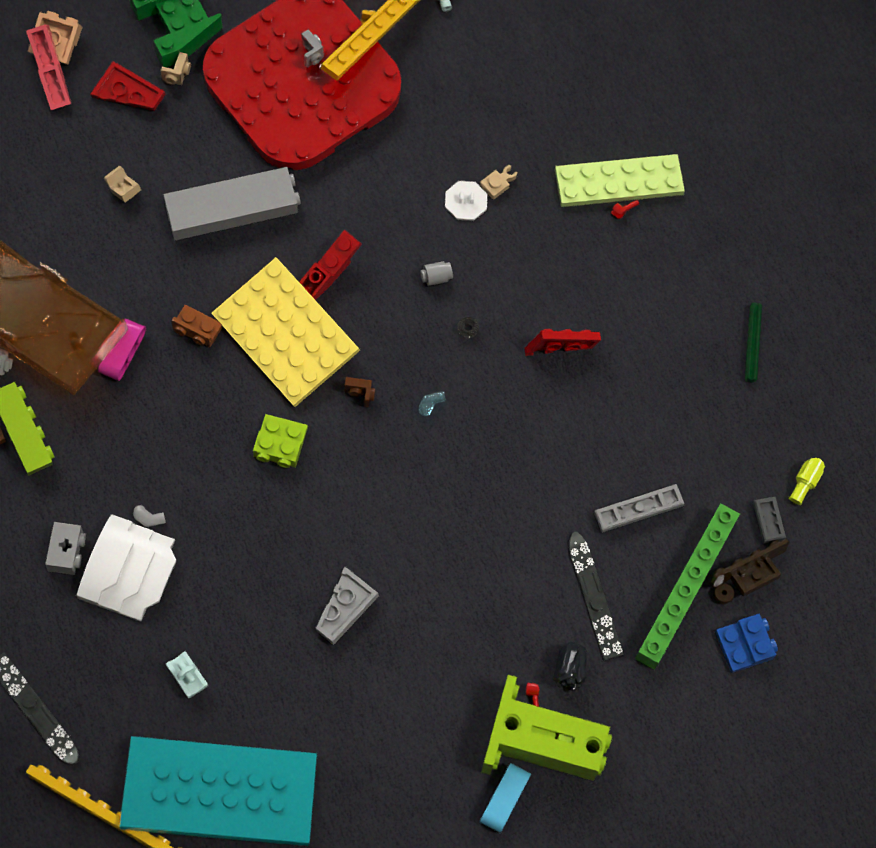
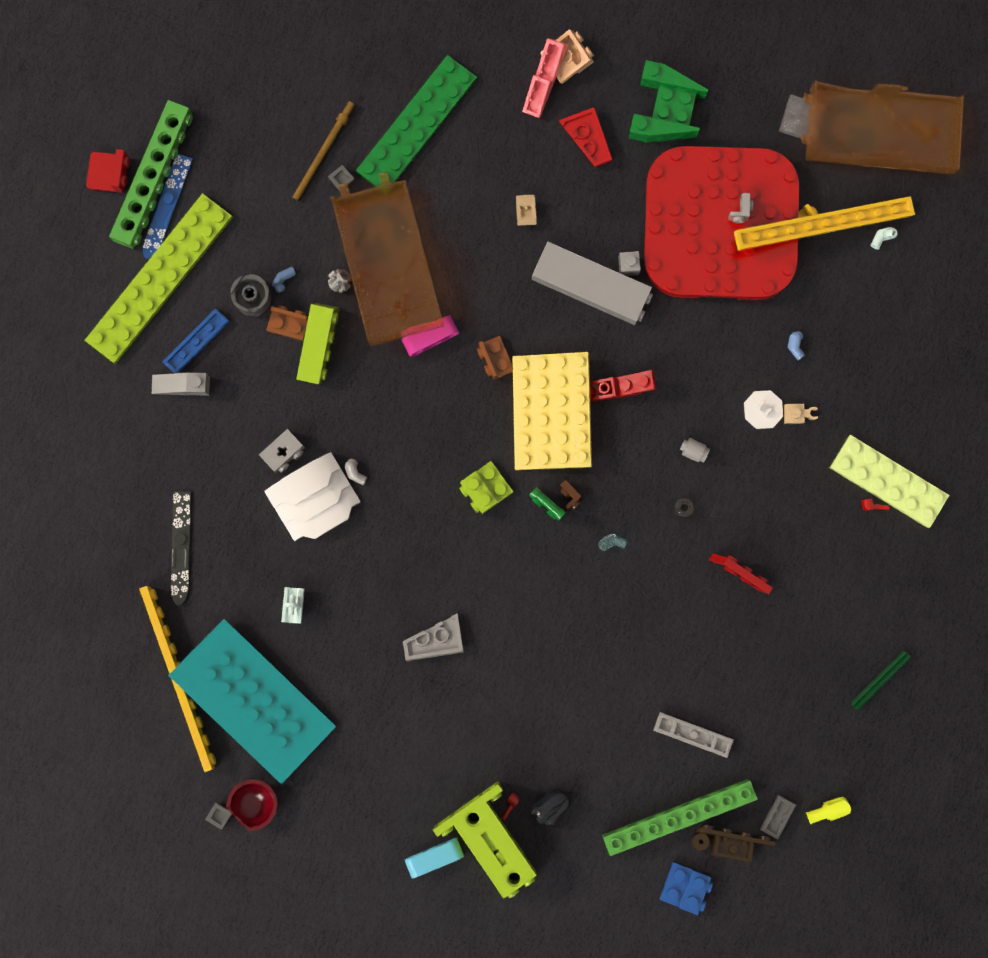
camera: 50 degrees right, 15 degrees up
(177, 75) = (639, 149): tan bracket -> none
(250, 162) = (629, 263): none -> light grey brick
(349, 410) = (541, 499): none -> green plate
(447, 130) = (794, 345): none -> medium blue arm
(594, 597) = (609, 770): pearl dark grey piece -> none

